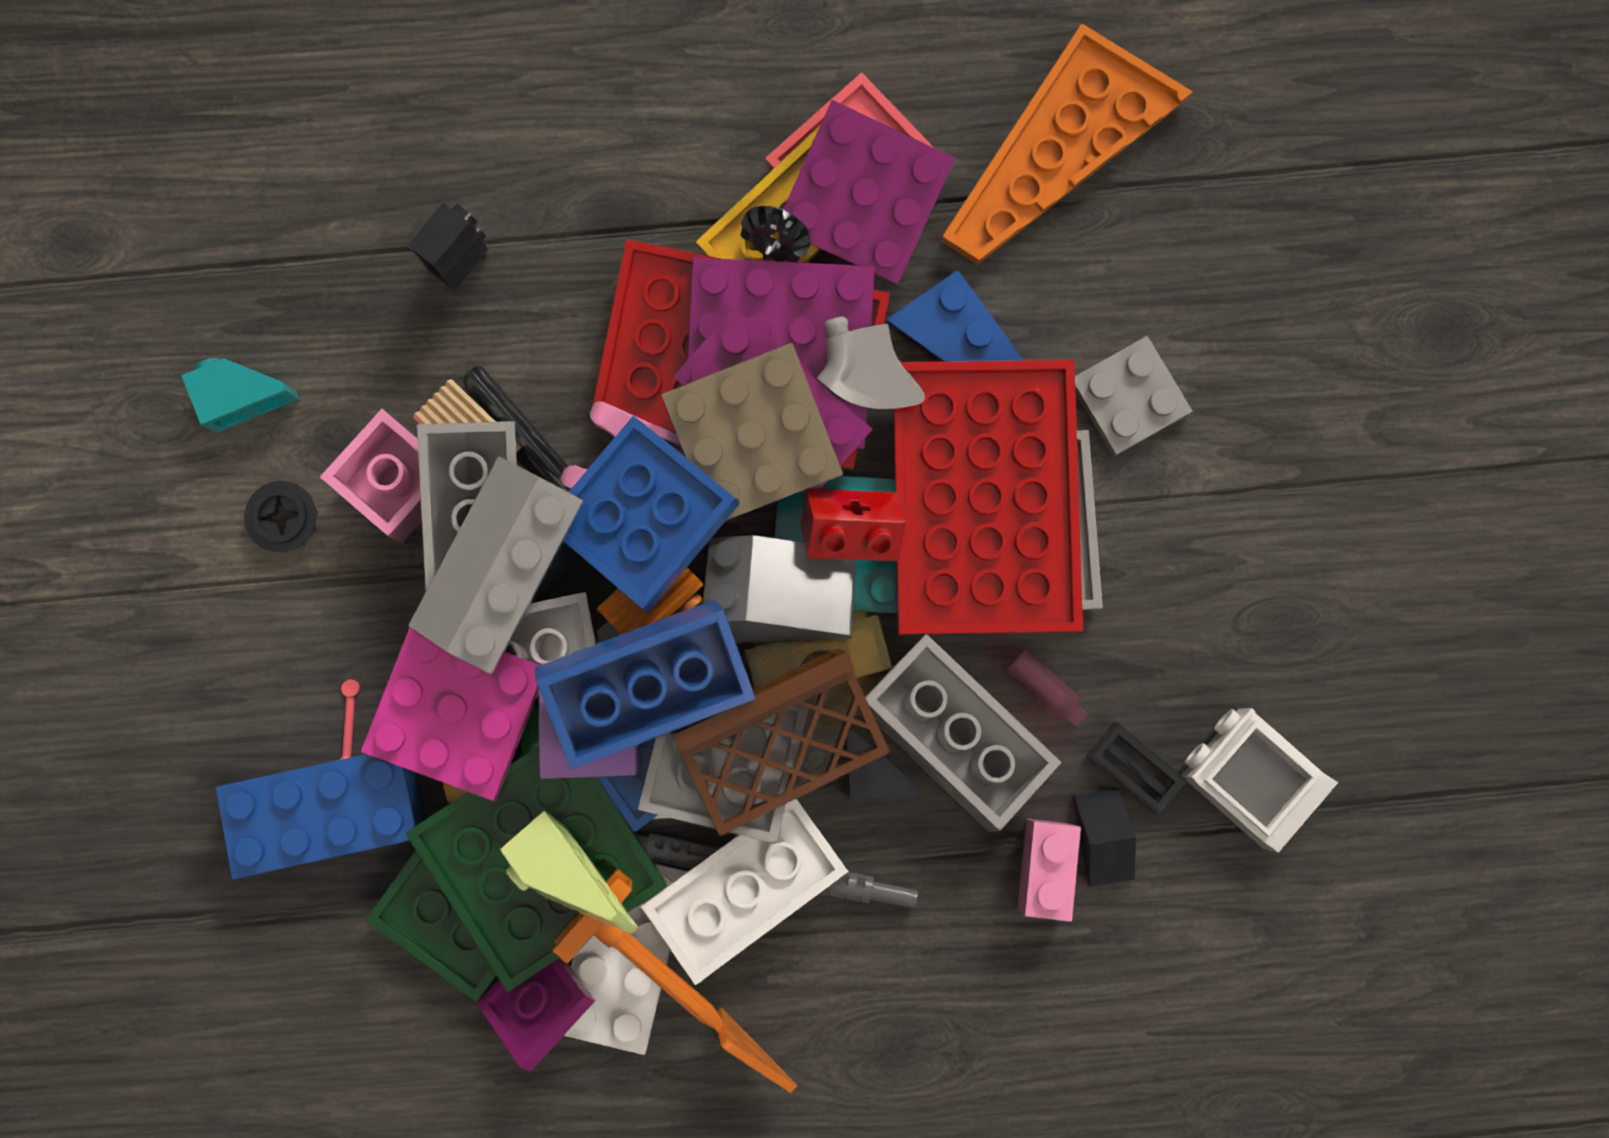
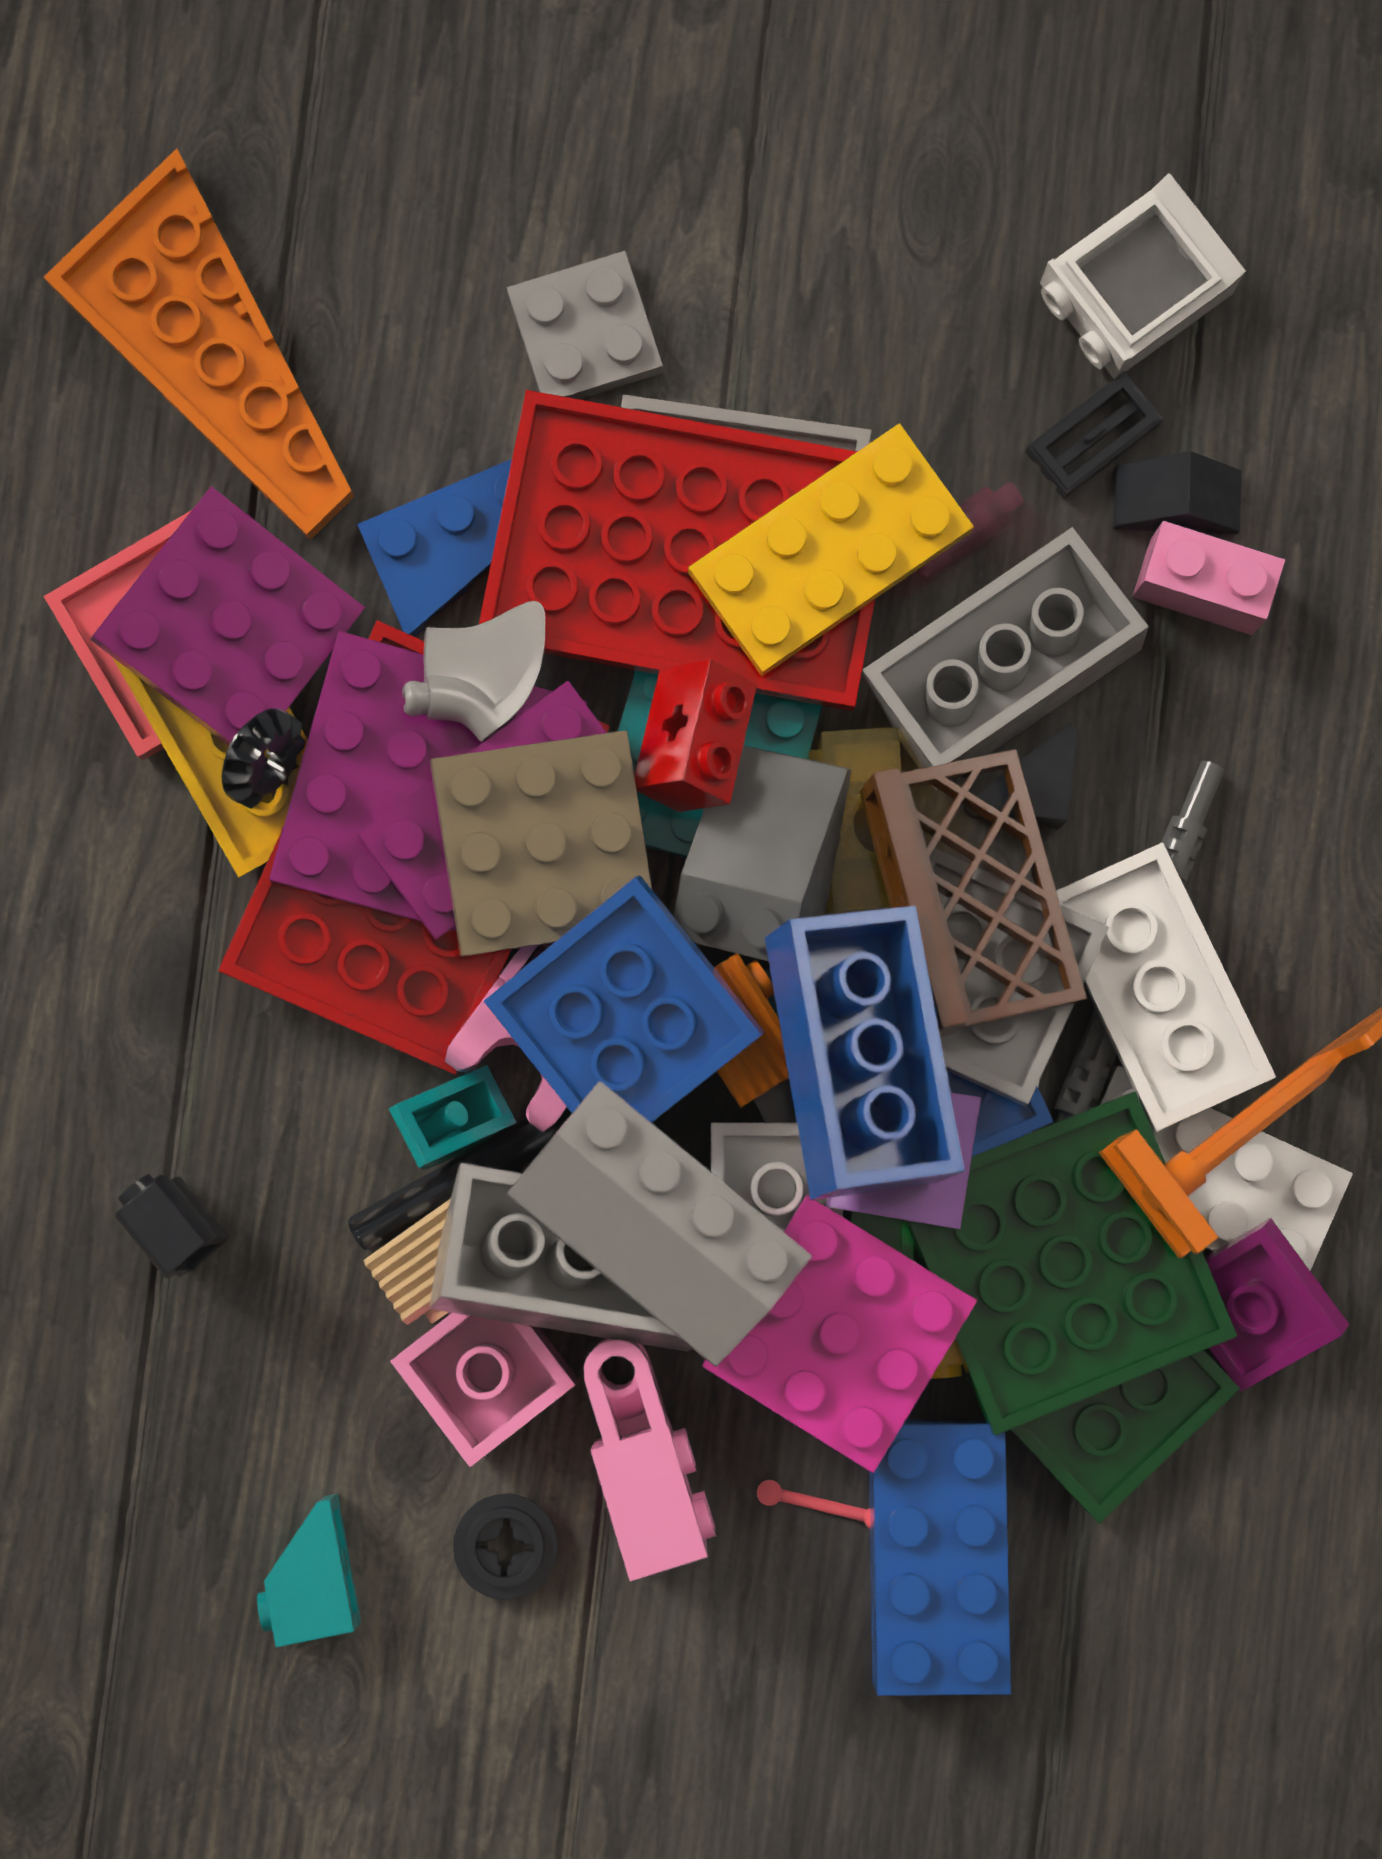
camera: 75 degrees left, 0 degrees up
(343, 595) = (645, 1467): none -> bright pink brick
(555, 414) = (452, 1118): none -> teal slope
(557, 868) = (1091, 1225): yellowish green slope -> none
(1007, 594) = (830, 549): none -> yellow plate

